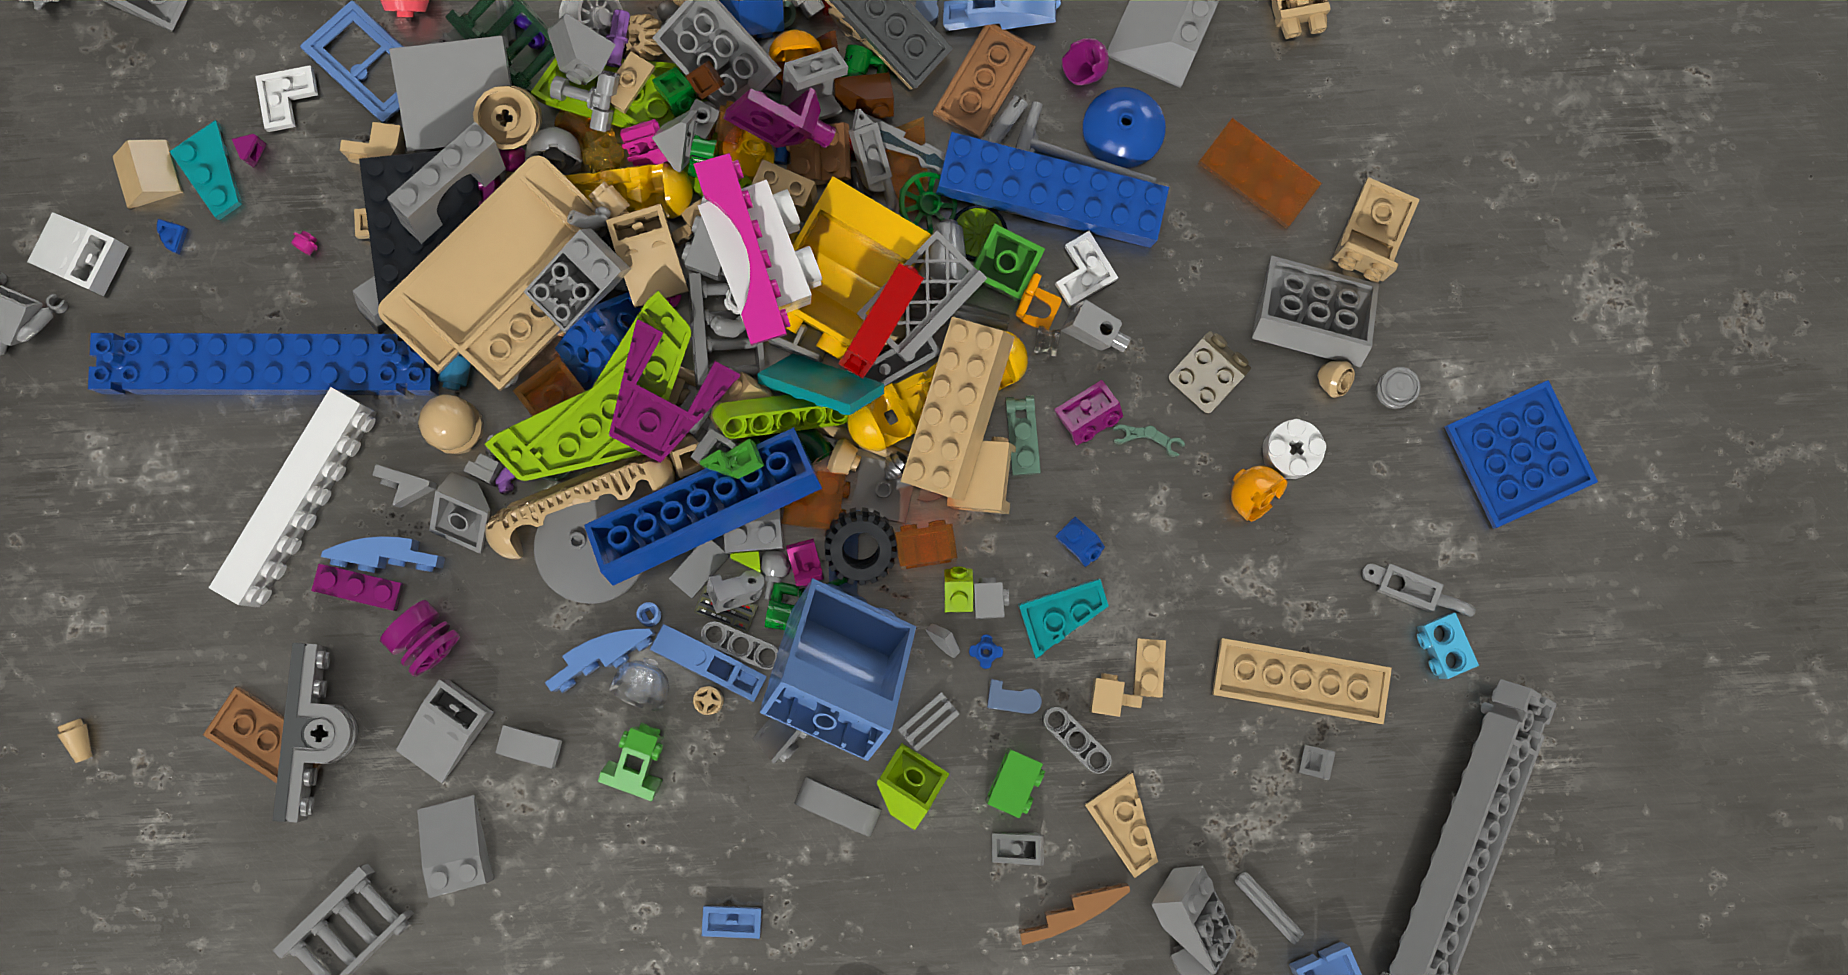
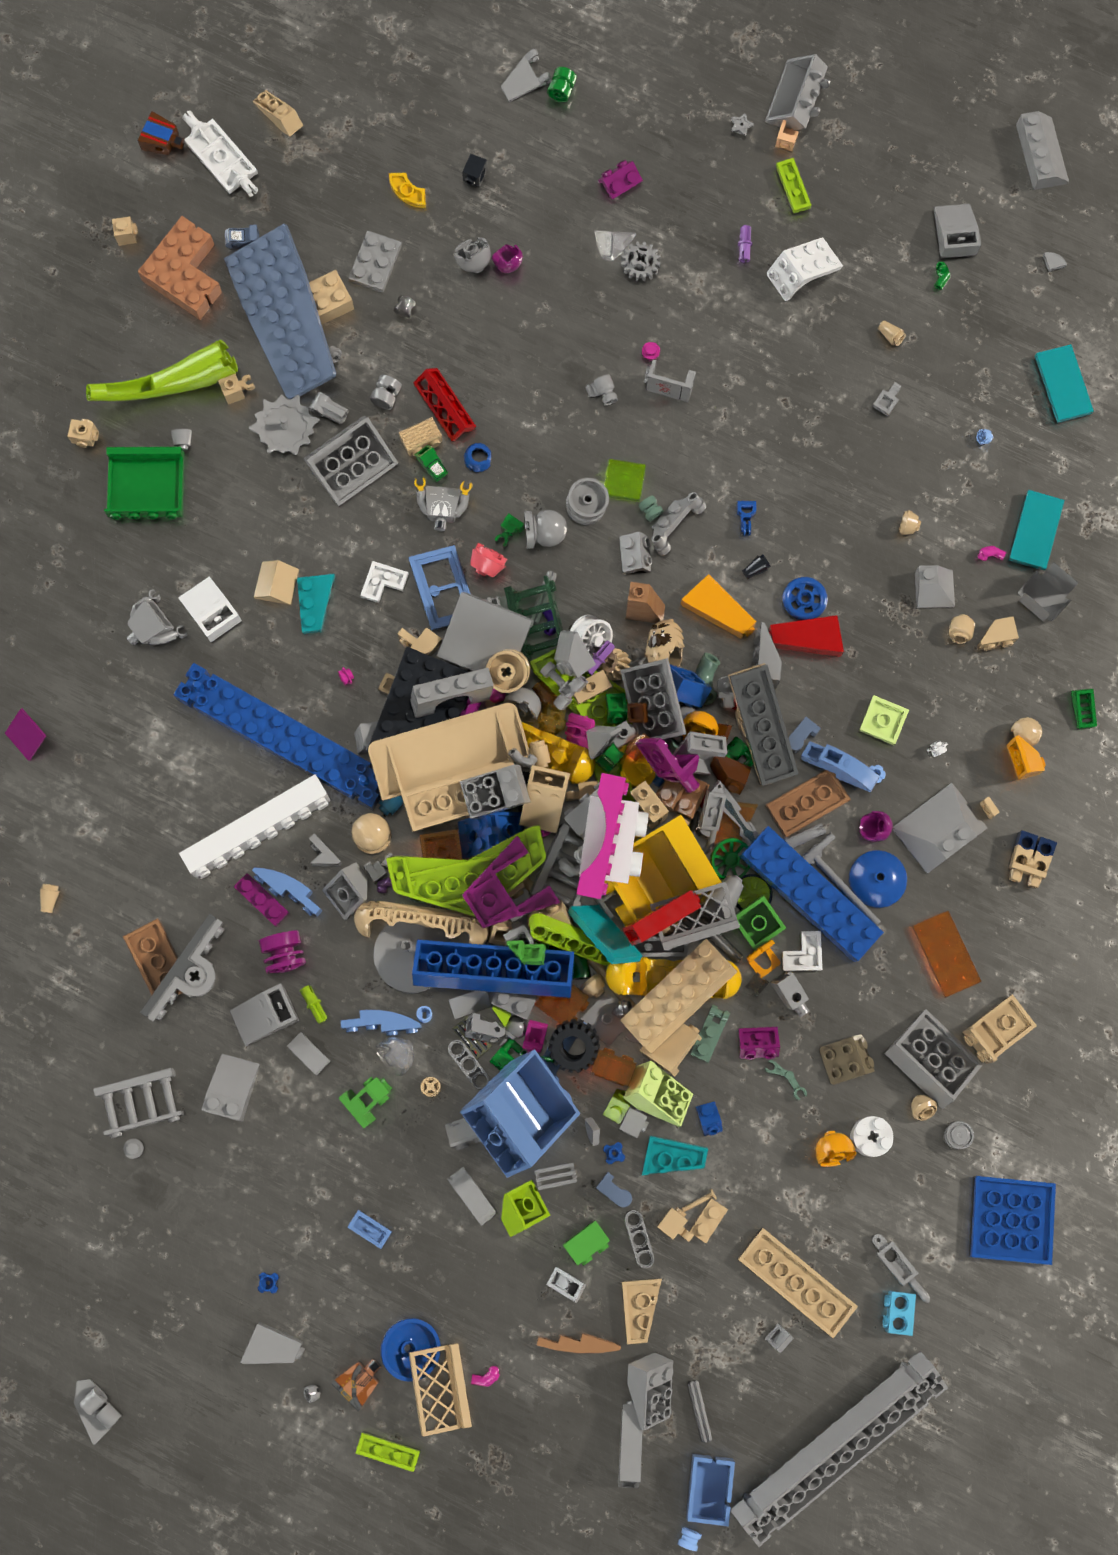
camera: 30 degrees right, 5 degrees down
(171, 235) = (270, 627): blue tile -> none
(249, 148) = (344, 602): magenta slope -> none
(499, 680) = (313, 1004): none -> lime axle
(708, 662) = (443, 1064): medium blue slope -> none
(1000, 546) = (658, 1094): none -> yellowish green slope
(1125, 650) = (699, 1201): none -> tan pin

